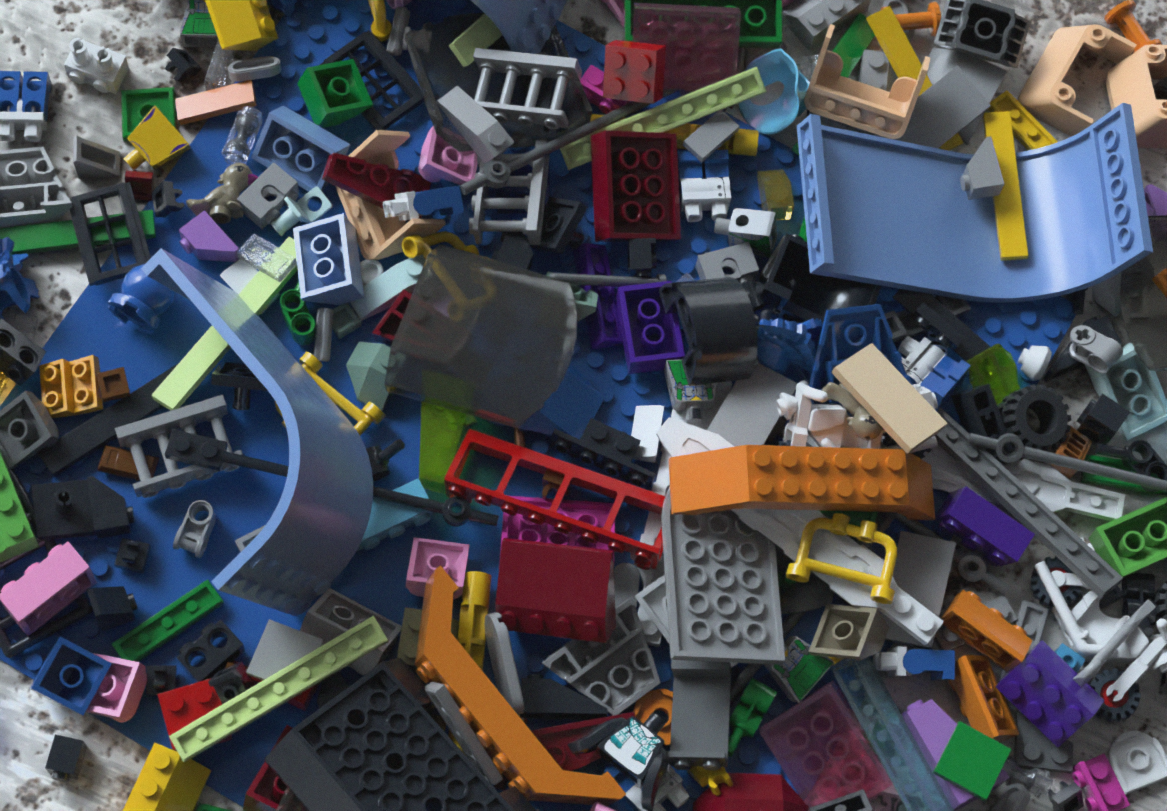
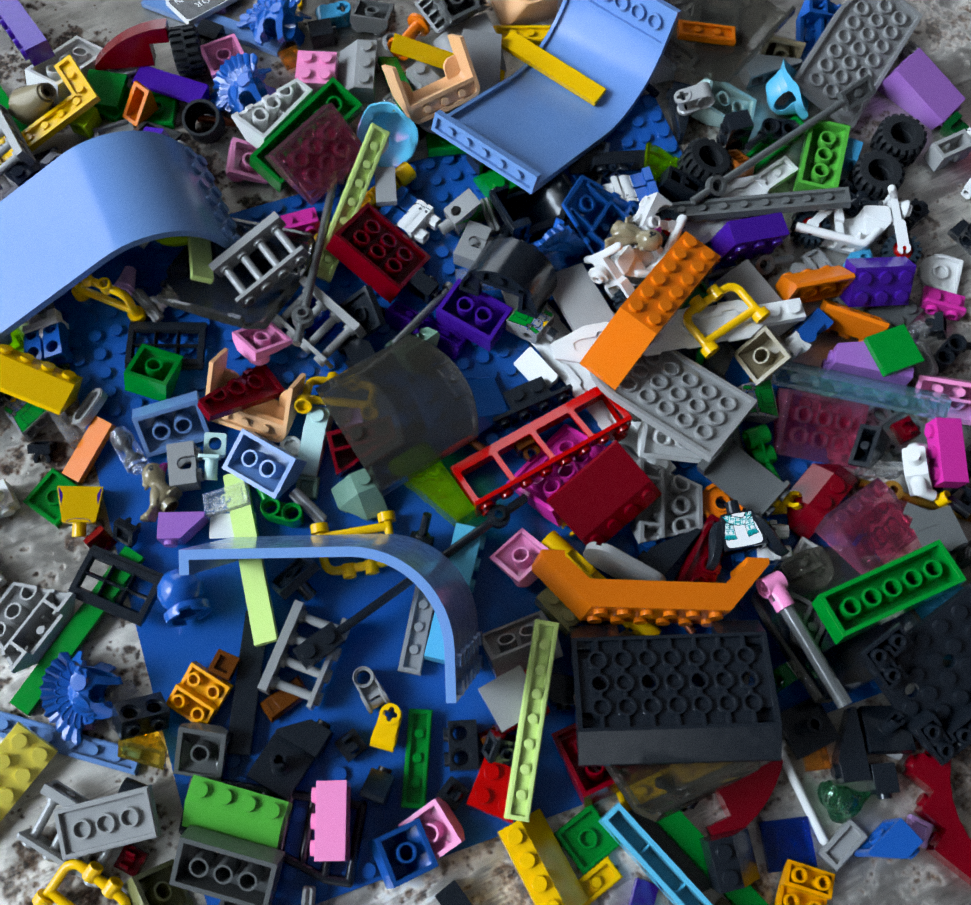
camera: 45 degrees left, 0 degrees up
(95, 160) = (55, 555): light grey slope -> none
(171, 575) = (386, 732): none -> yellow piece
(415, 204) = (281, 374): blue hips -> none
(462, 731) = (649, 625): light grey tile -> none
(475, 125) = (261, 303): light grey slope -> none
(634, 71) = (308, 191): red brick -> none
(776, 193) = (449, 183): clear yellow slope -> none
(889, 398) = (646, 214): tan tile -> none
(983, 173) = (538, 68): light grey slope -> none
(1035, 361) = (671, 135): white cone -> none
(1112, 645) = (885, 238): light grey piece -> none

